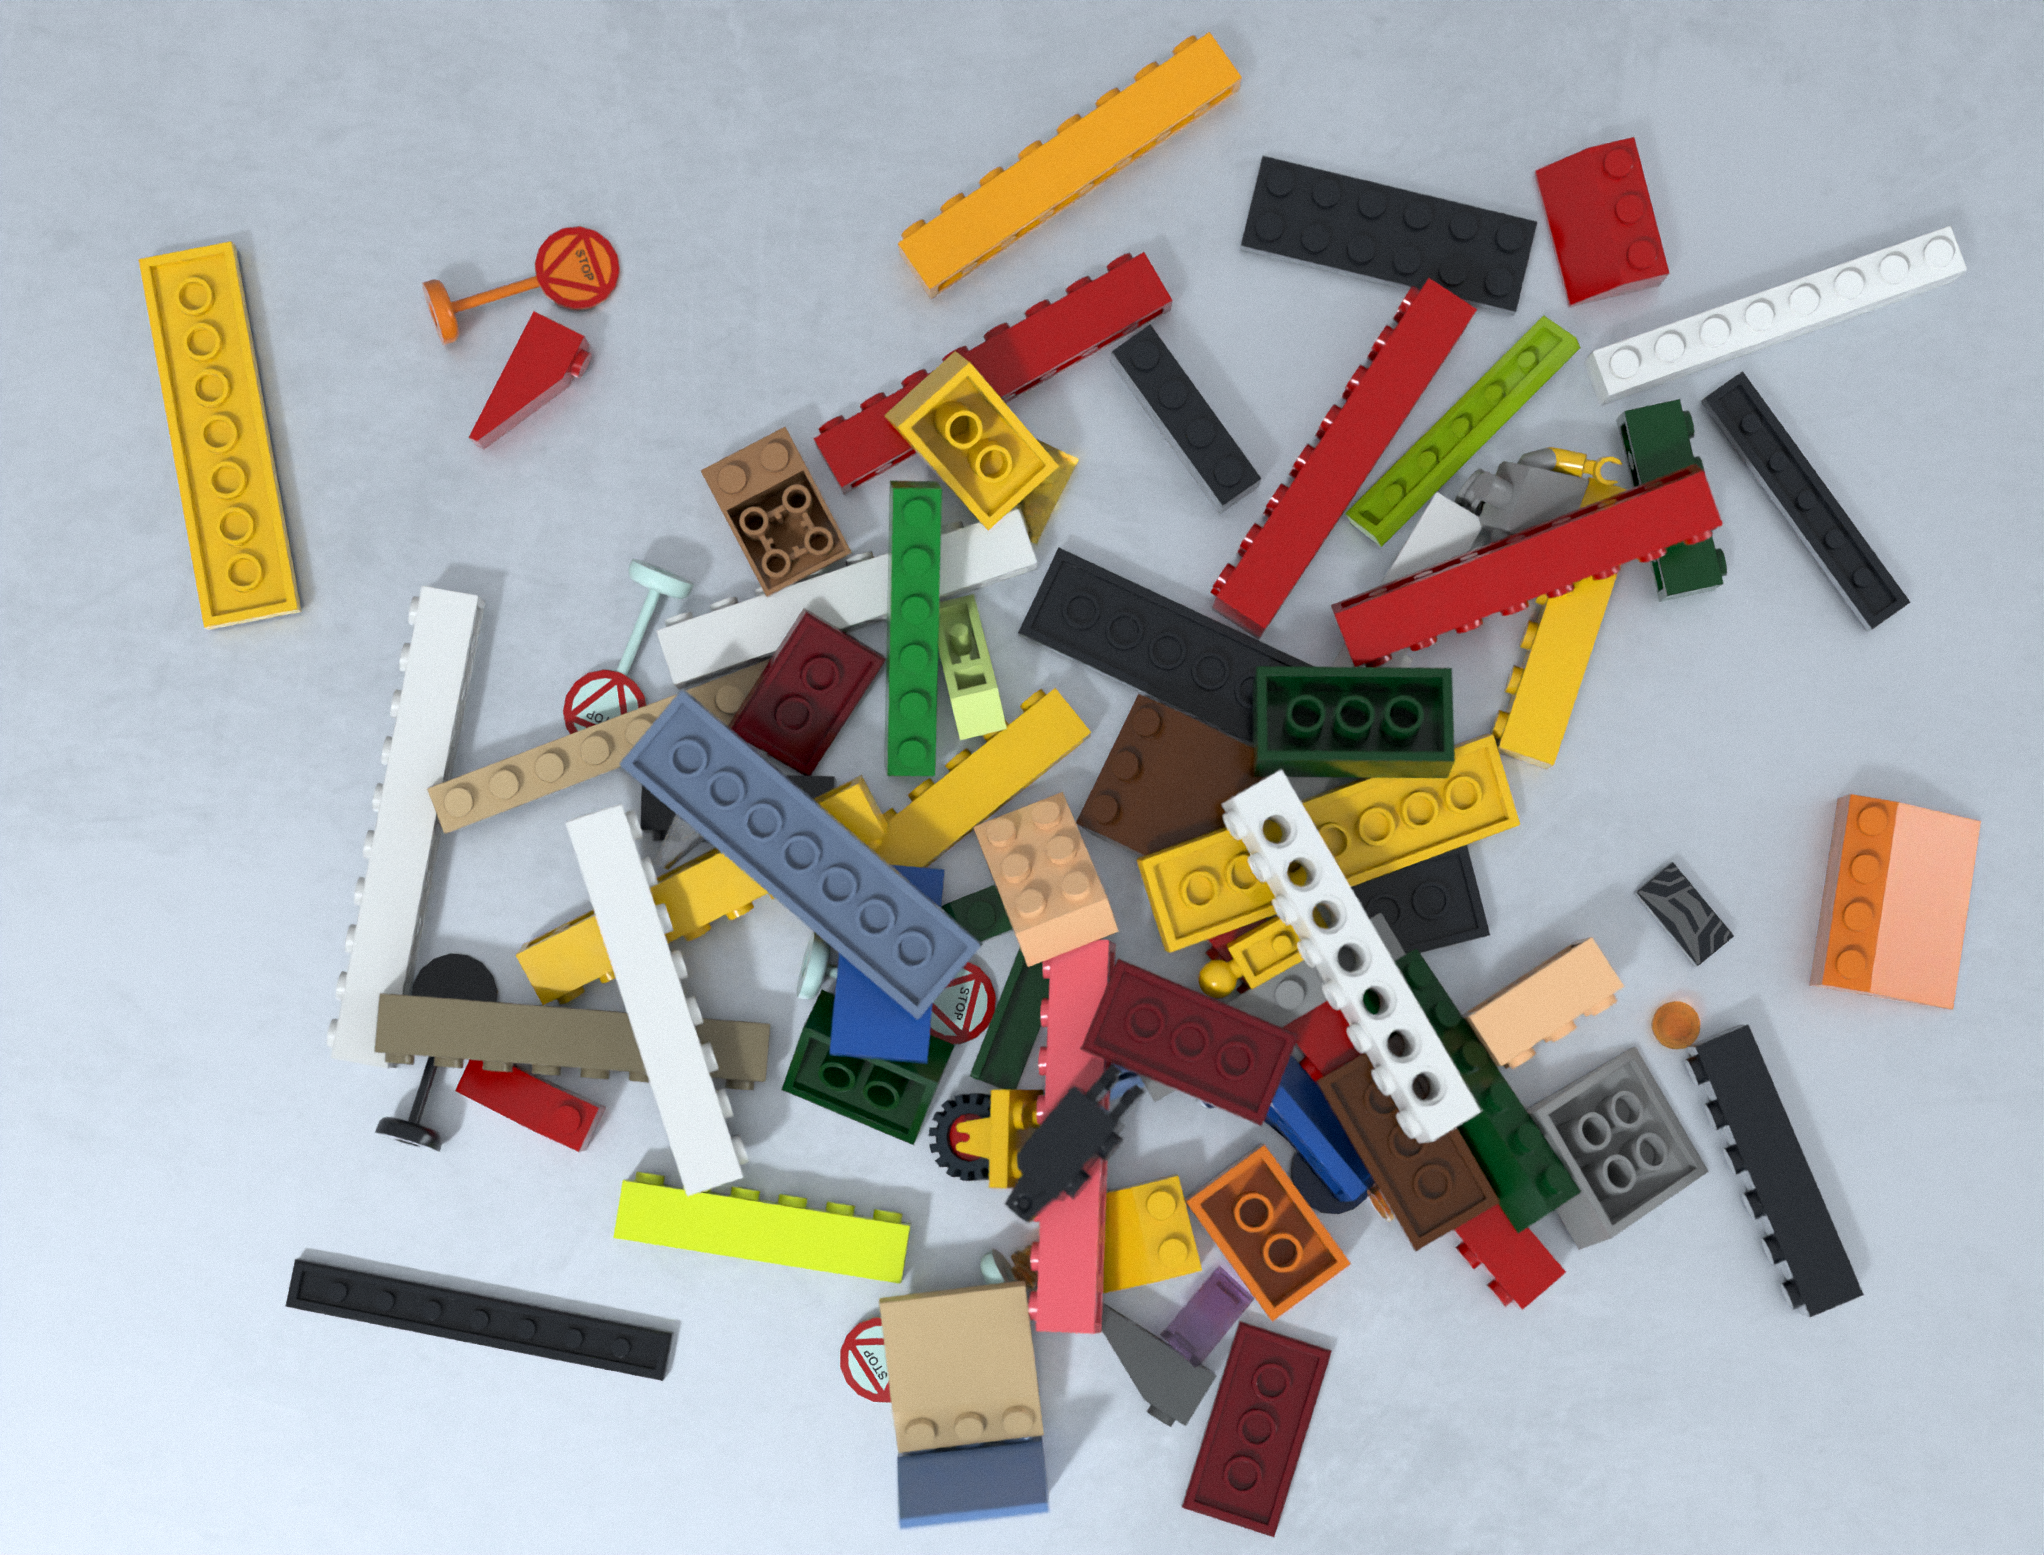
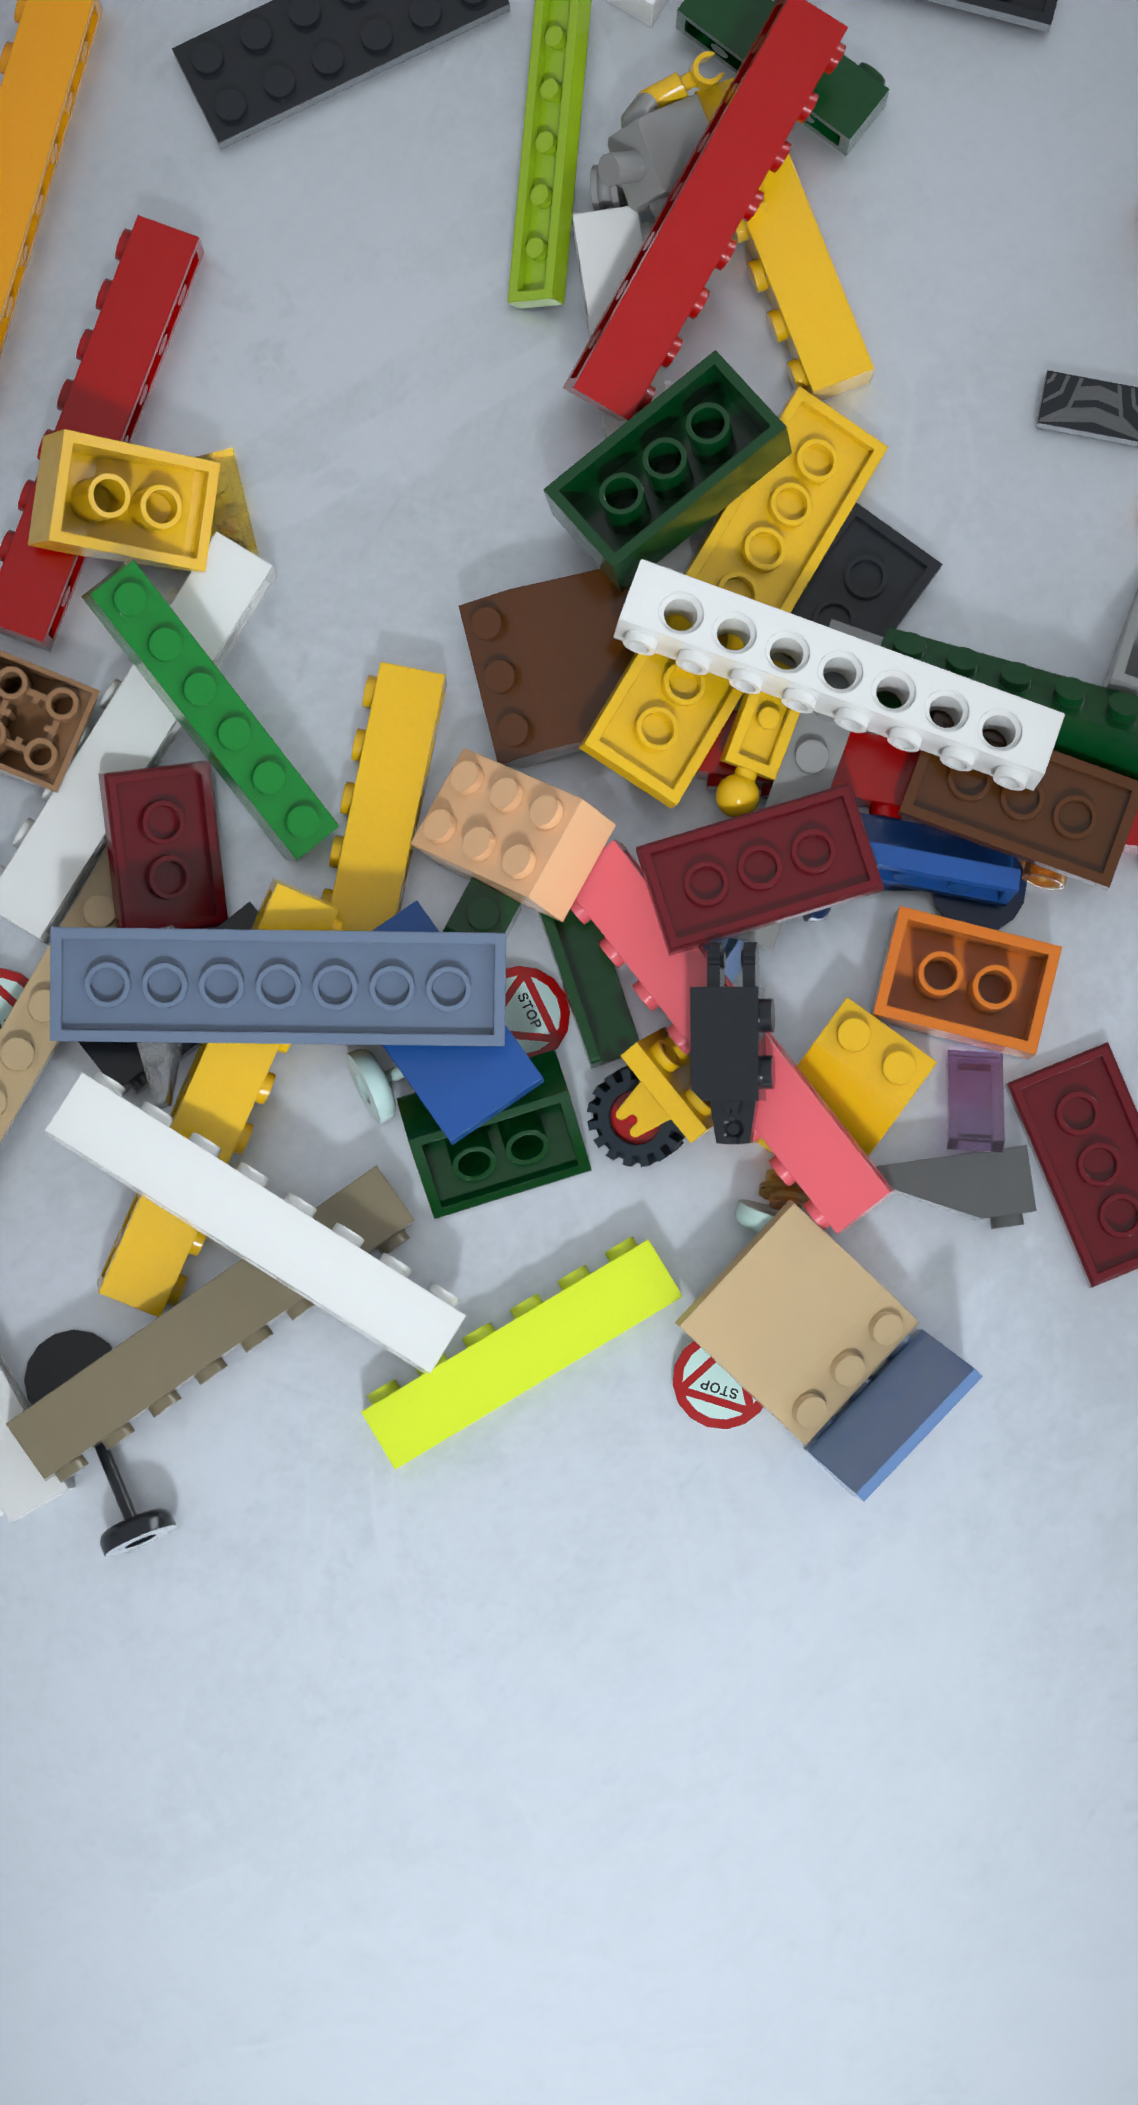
camera: 40 degrees left, 0 degrees up
(479, 1319) = (335, 1644): black tile -> none
(533, 1103) = (221, 1413): red slope -> none
(968, 669) = (293, 710): yellowish green slope -> none
(1150, 643) = (429, 557): black plate -> none
(1185, 419) = (297, 334): black brick -> none
(1348, 450) = (467, 263): red brick -> none
(1544, 1003) = (1040, 579): light nougat brick -> none

